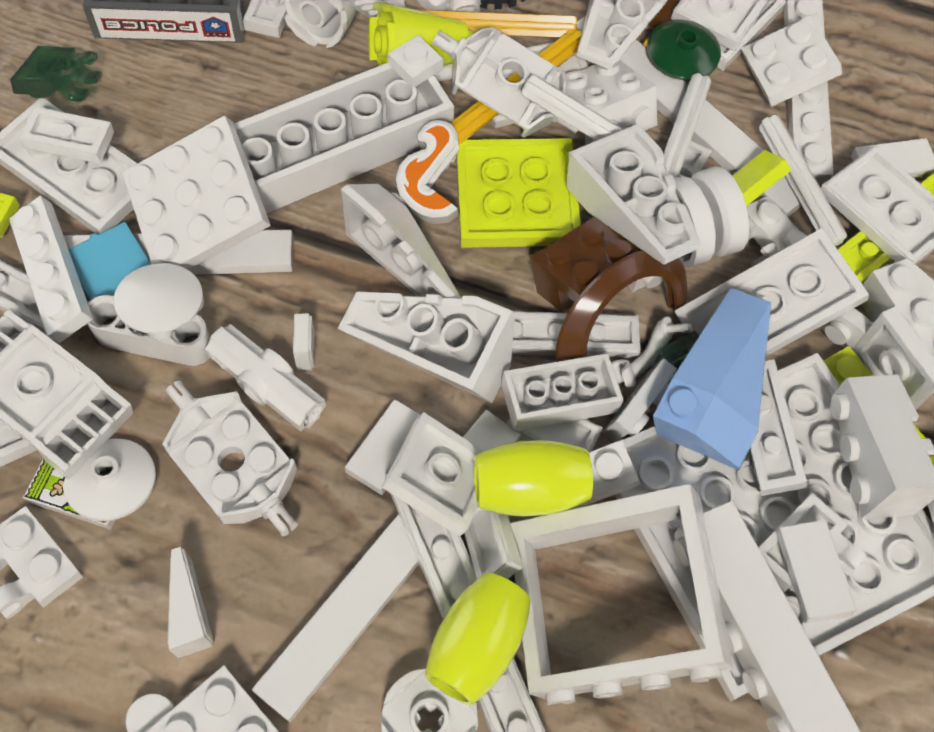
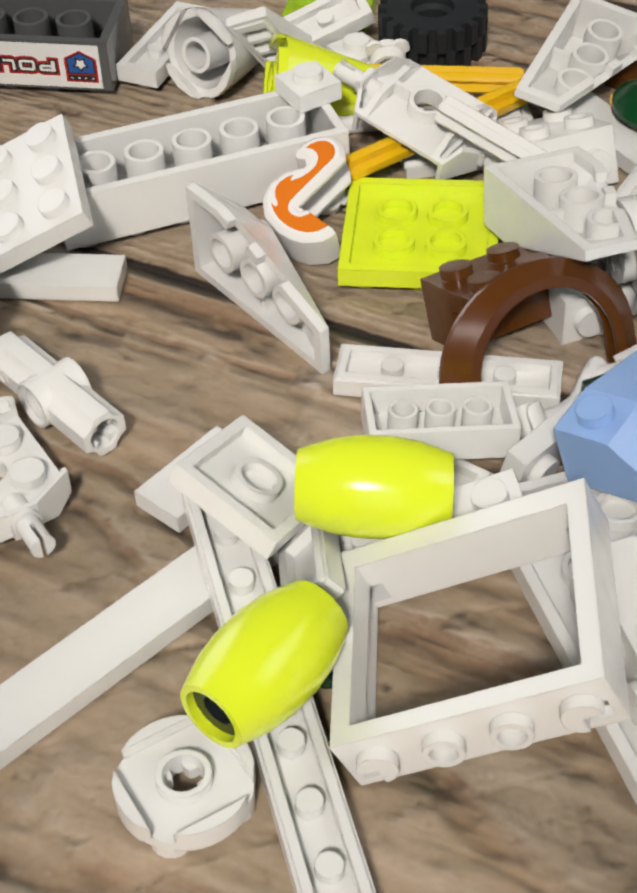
camera: 15 degrees right, 20 degrees down
(304, 342) = (112, 359): white tile -> none
(449, 338) = (289, 361): white wedge -> none

